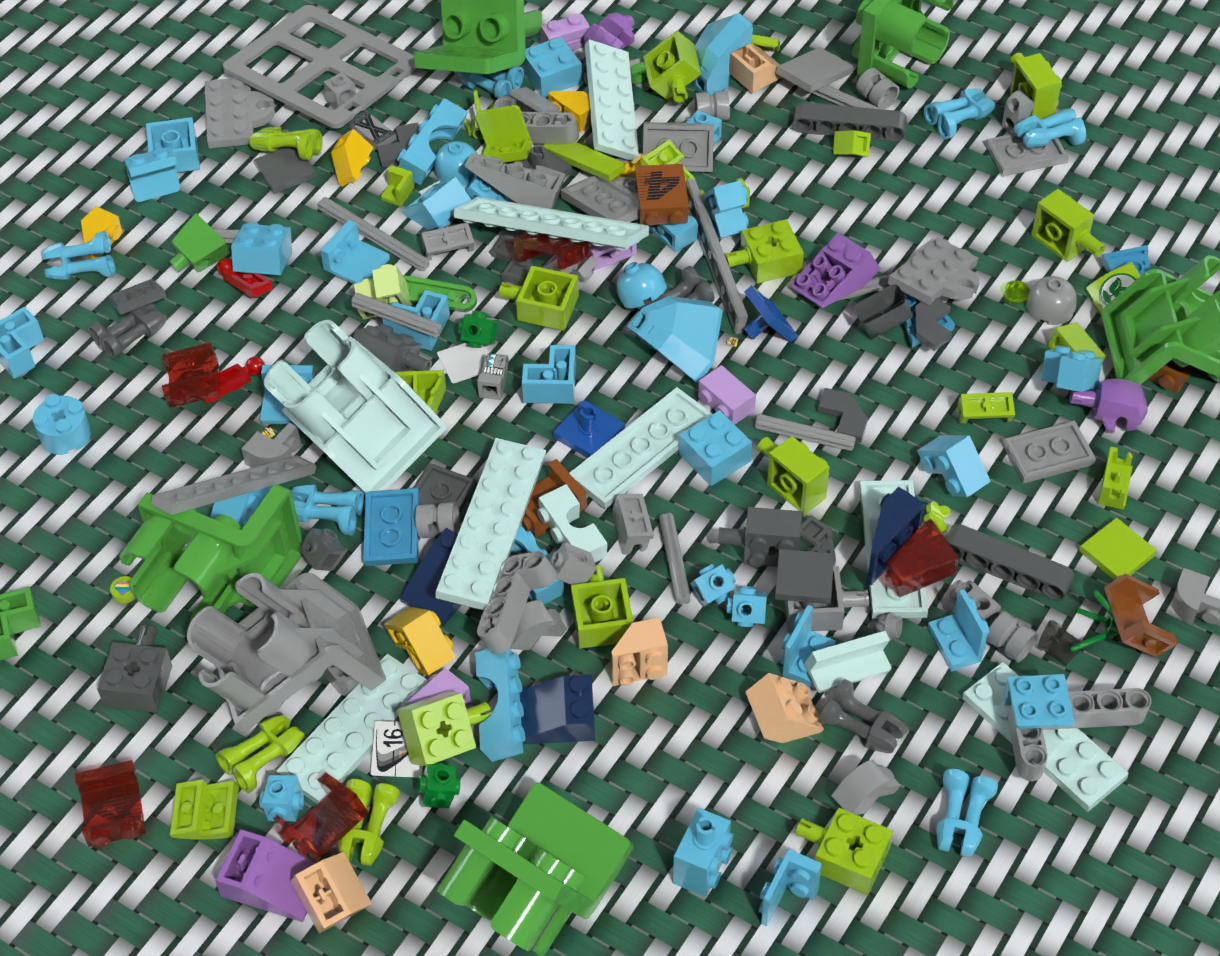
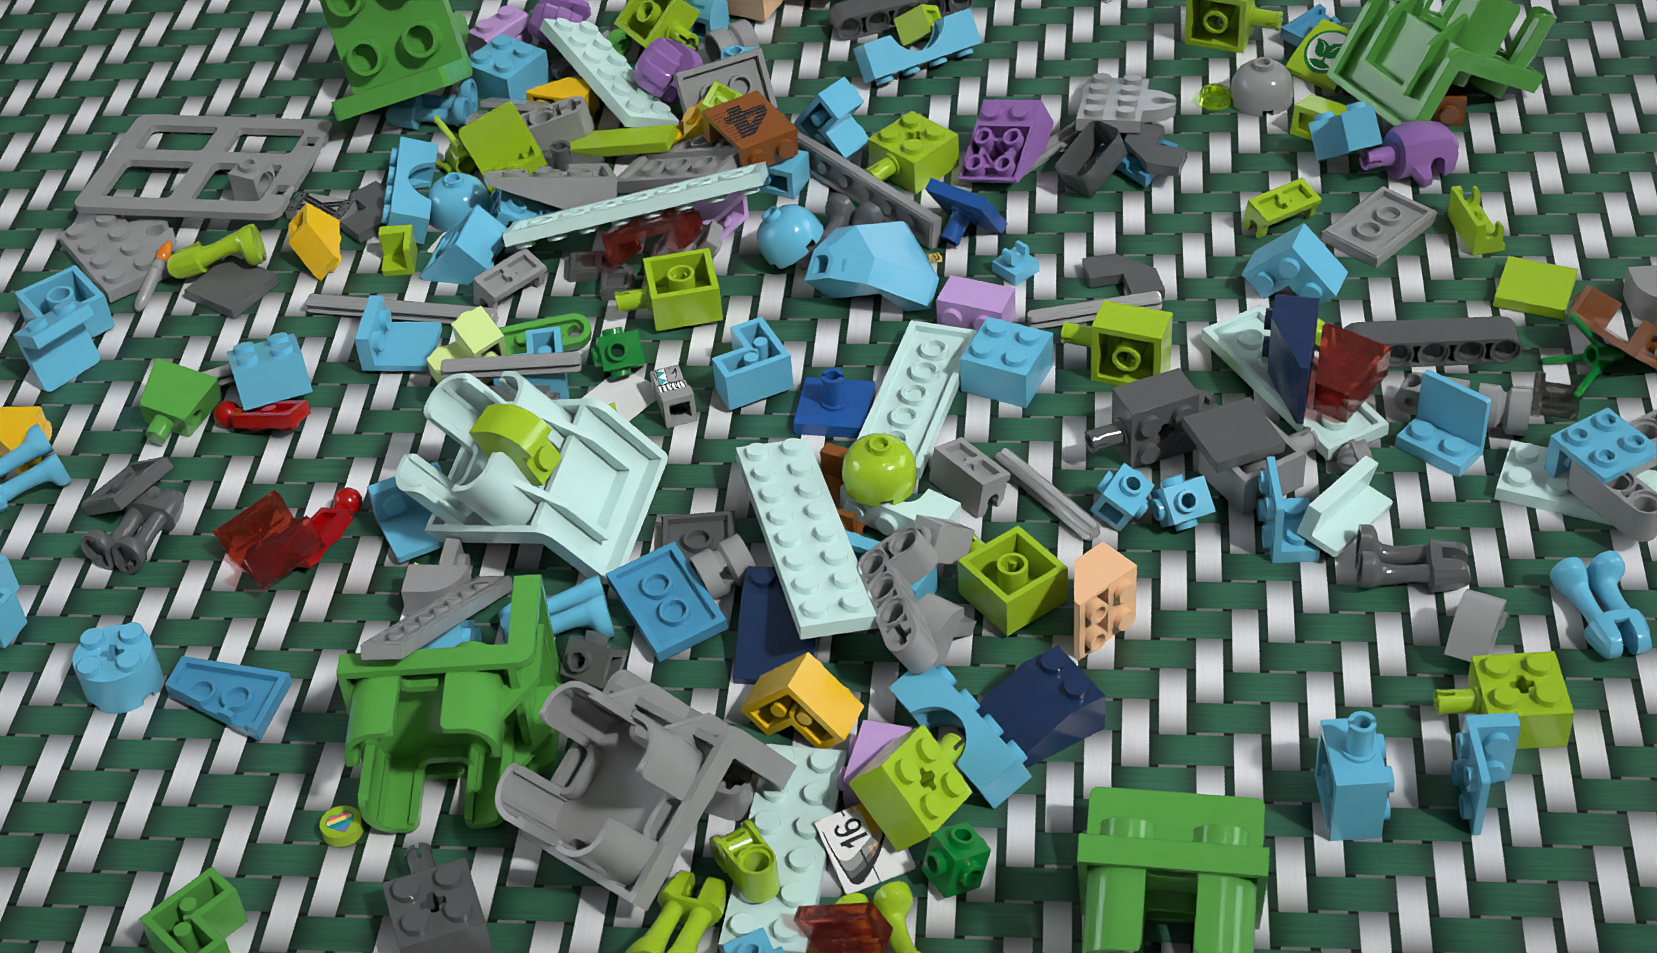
camera: 25 degrees left, 10 degrees down
(115, 470) = (230, 692): none -> dark azure wing
(240, 141) = (153, 276): none -> light grey piece
(318, 724) = (748, 862): none -> lime piece
(335, 388) = (520, 437): none -> lime brick
(566, 498) = (879, 470): none -> lime cylinder
(649, 107) = (659, 62): none -> medium lavender piece
(779, 372) = (1015, 264): none -> medium azure tile
(783, 709) = (1310, 589): light nougat slope -> none
(863, 164) = (884, 56): none -> medium azure arch

